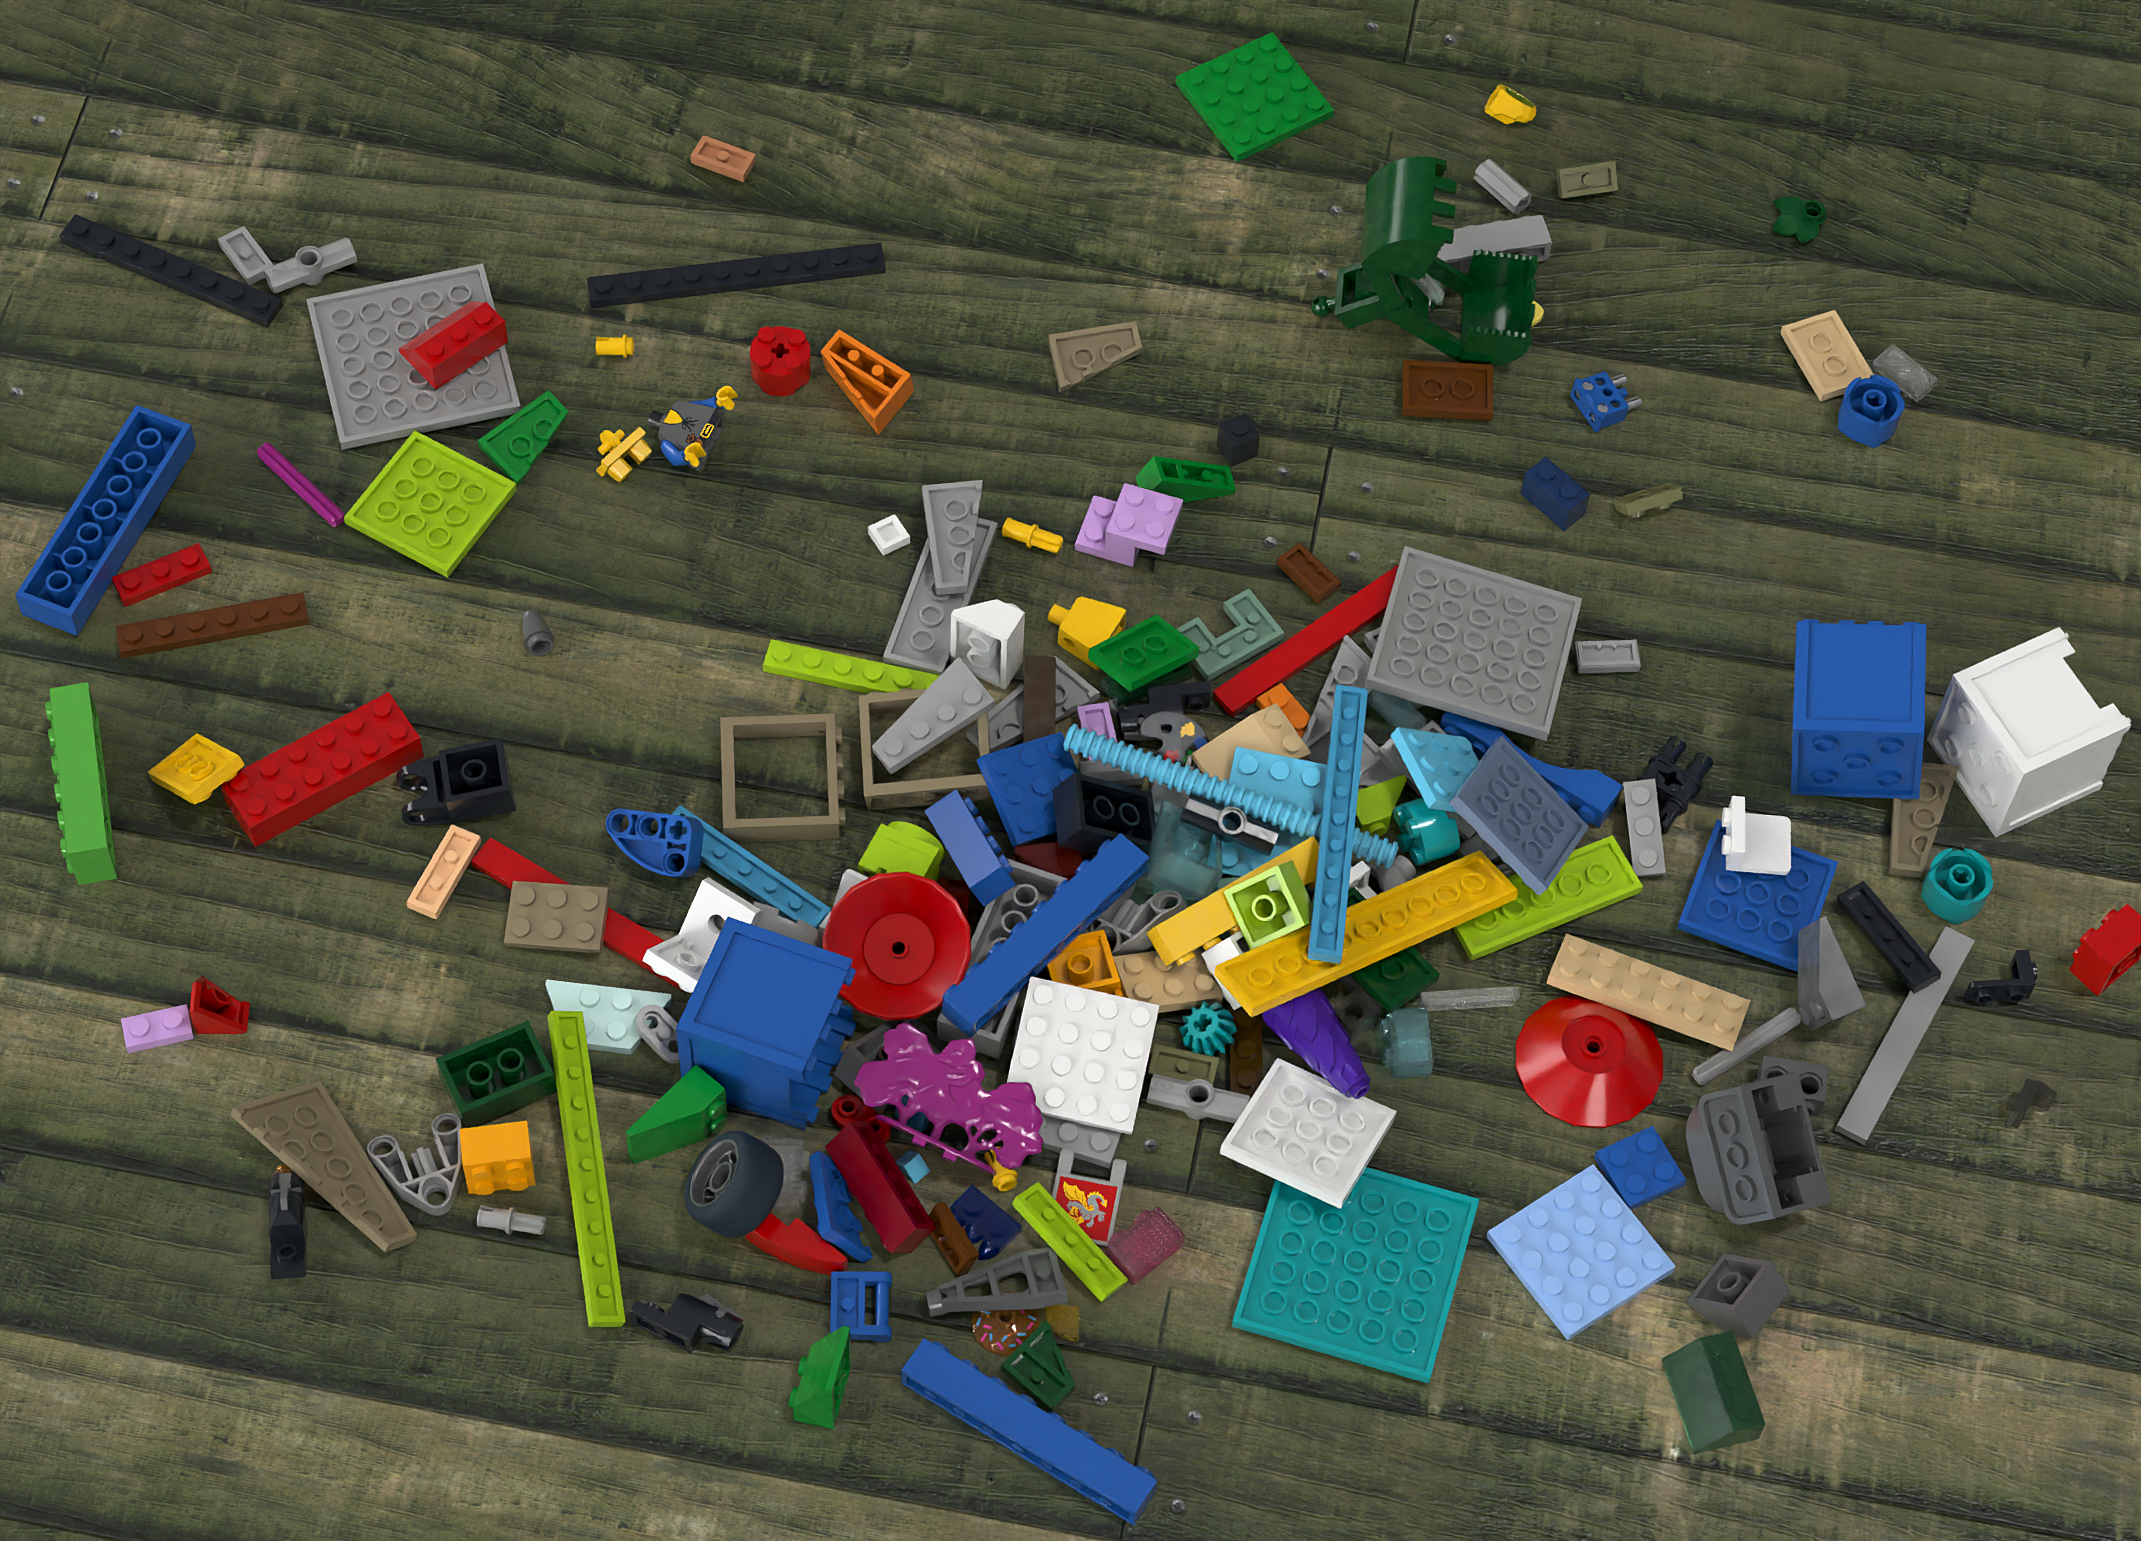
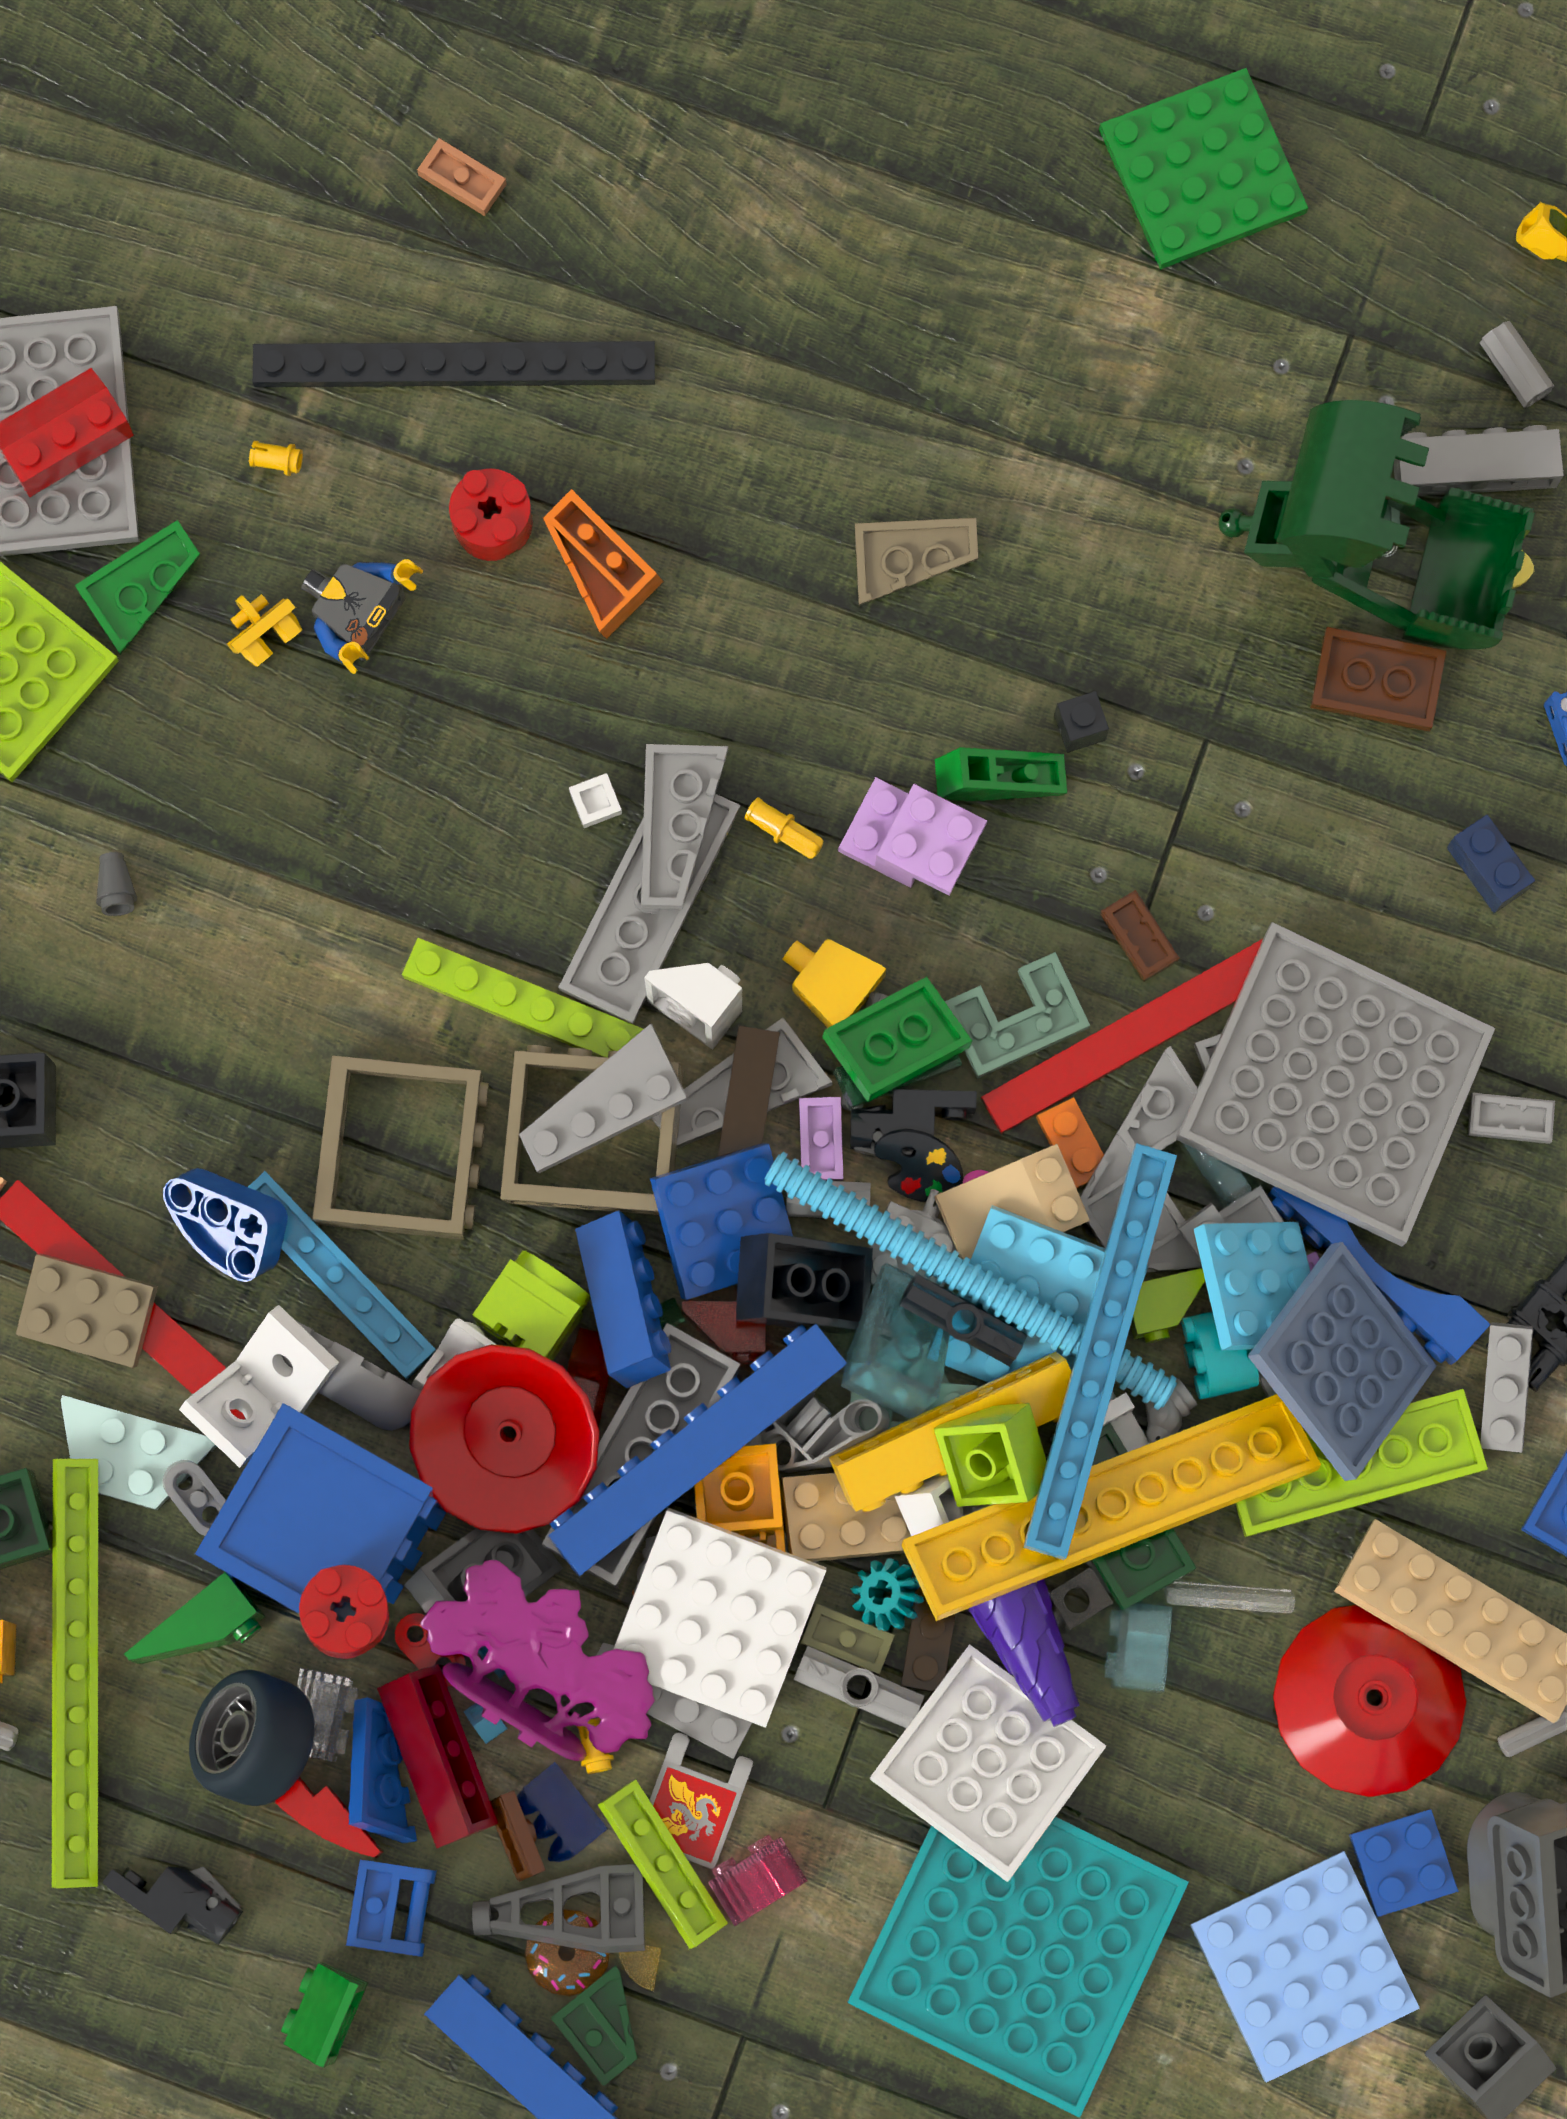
camera: 10 degrees right, 20 degrees up
(799, 1043) = (330, 1590): none -> red brick

